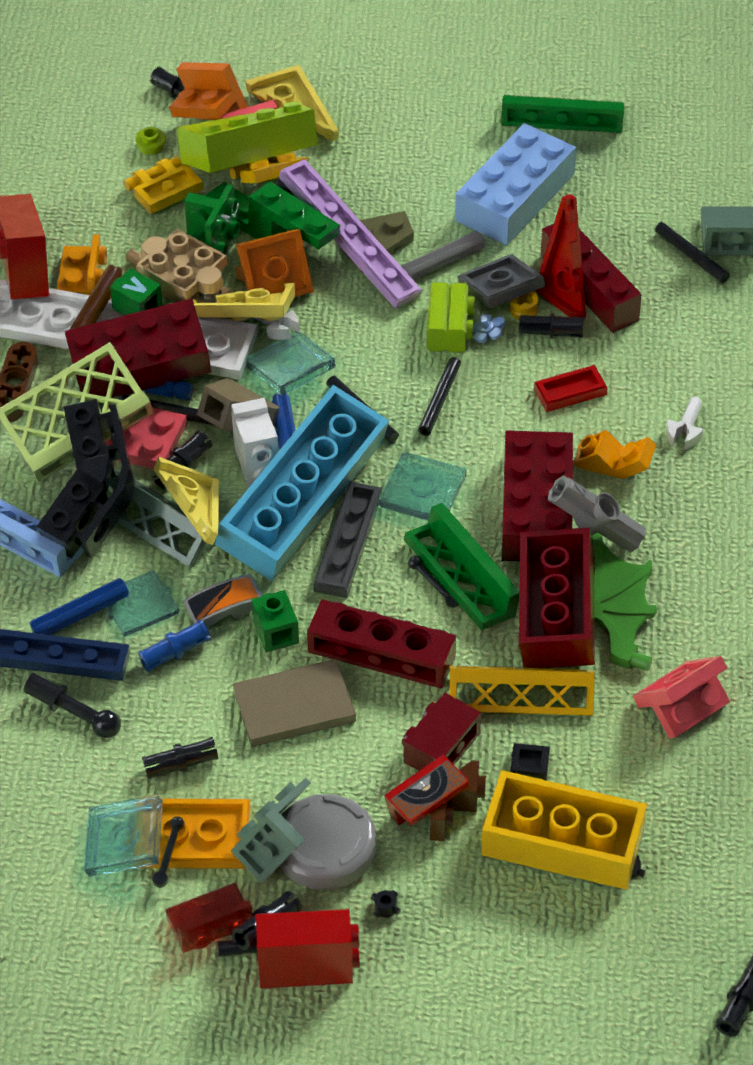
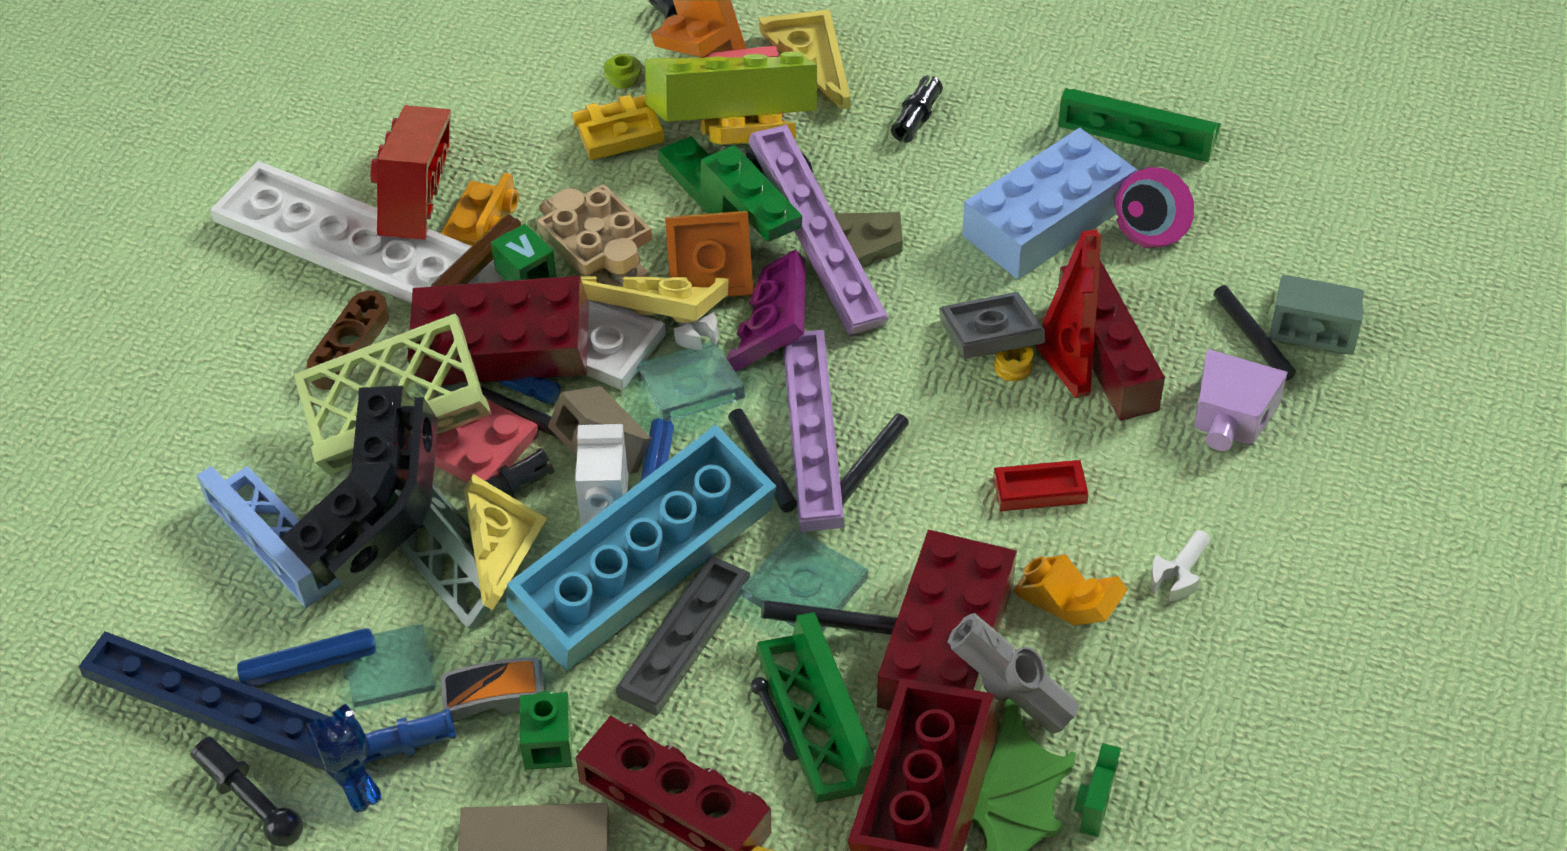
camera: 15 degrees right, 0 degrees up
(136, 657) = (342, 751): none -> clear blue animal
(213, 219) = (653, 183): green bracket -> none
(337, 300) = (776, 312): none -> magenta wing
(391, 130) = (916, 108): none -> black pin
(393, 380) = (813, 434): none -> lavender tile
(444, 255) = (930, 278): light grey axle -> none
(448, 317) = (909, 360): lime brick -> none
(453, 505) = (829, 617): none -> black bar
(487, 328) = (958, 383): light blue plant -> none
(551, 325) = (1040, 396): black axle -> none
(595, 173) = (1154, 207): none -> tile
(673, 585) = (1094, 797): none -> green plate
(693, 301) = (1236, 399): none -> lavender torso

